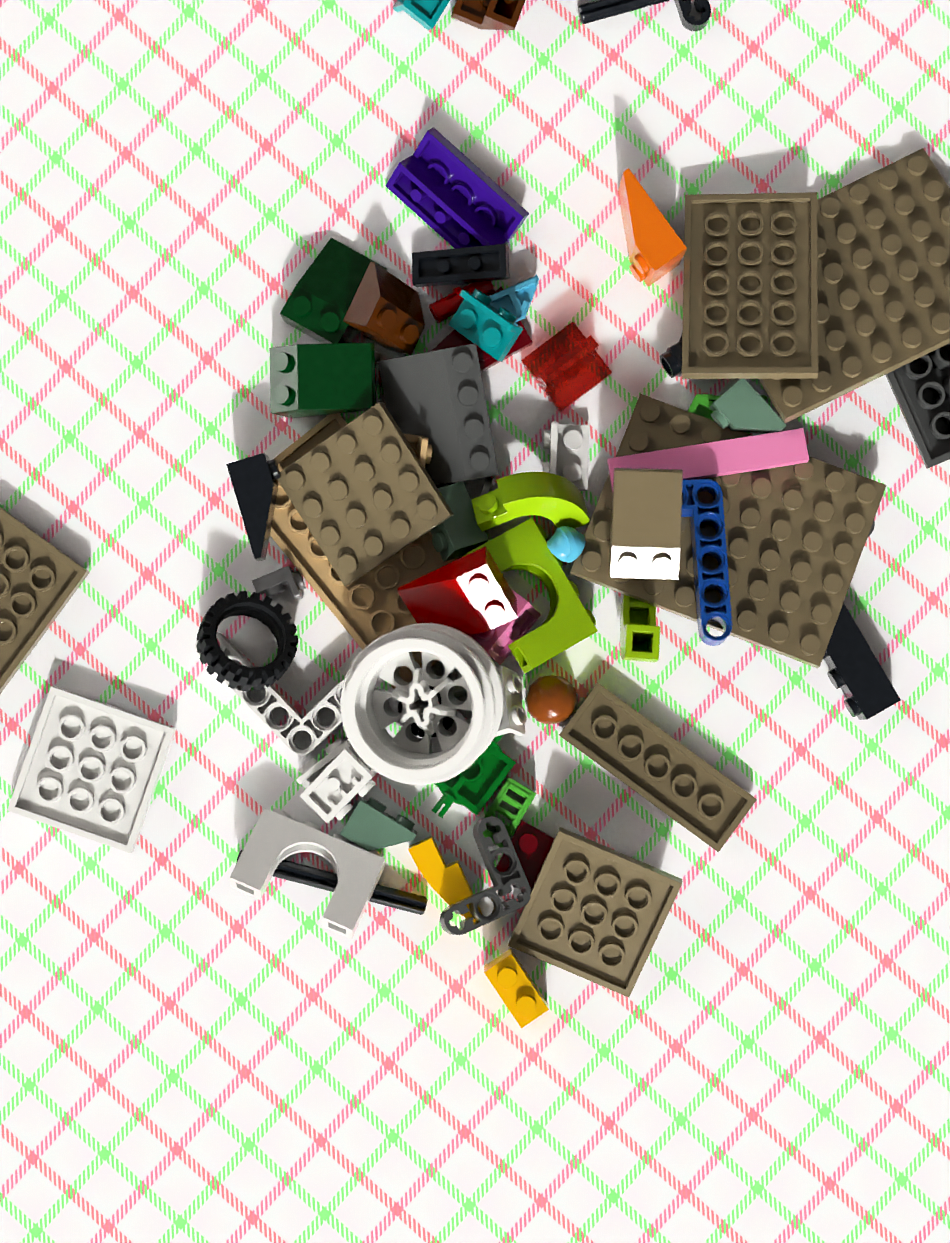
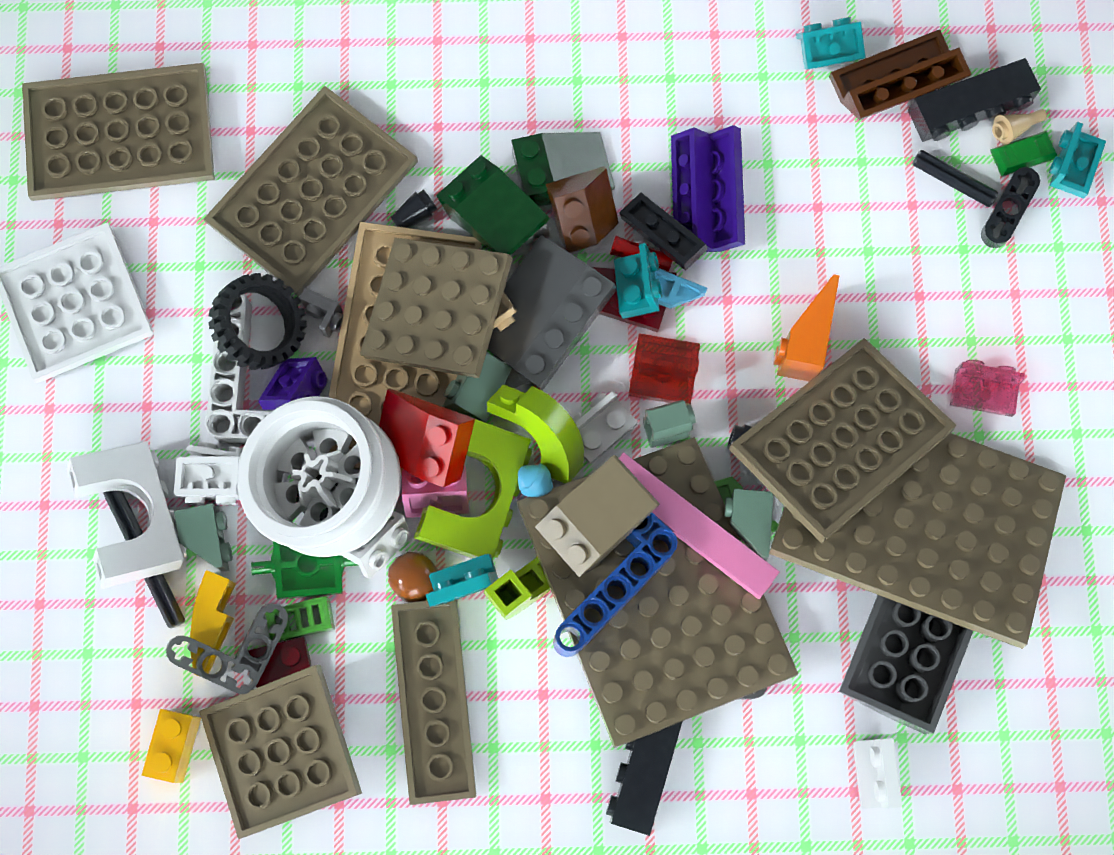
camera: 45 degrees right, 10 degrees down
(170, 504) = (311, 190): none -> dark tan plate
(256, 496) = (366, 238): black slope -> none
(263, 436) = (414, 210): none -> black cone
(322, 658) = (294, 380): none -> dark purple bracket
(594, 666) = (461, 580): none -> teal bracket
(615, 403) = (668, 423): none -> sand green brick
(805, 142) = (986, 388): none -> clear pink bracket

